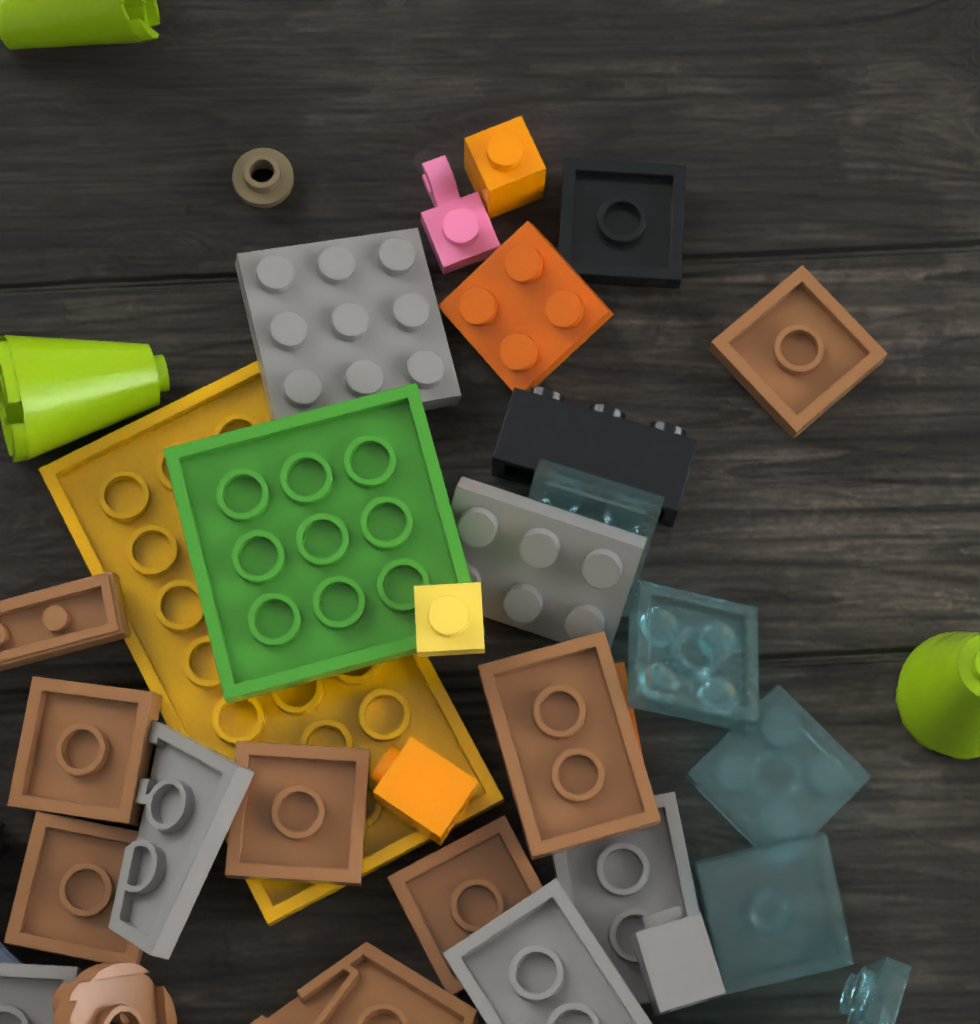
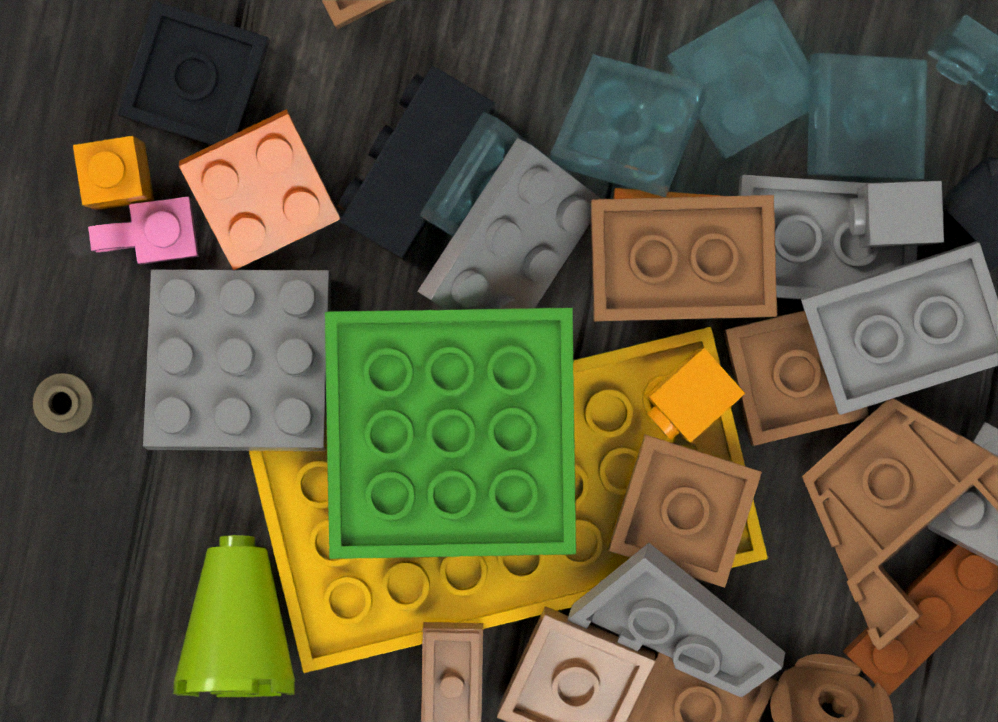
camera: 75 degrees left, 15 degrees up
(449, 619) = (558, 337): light yellow plate -> none

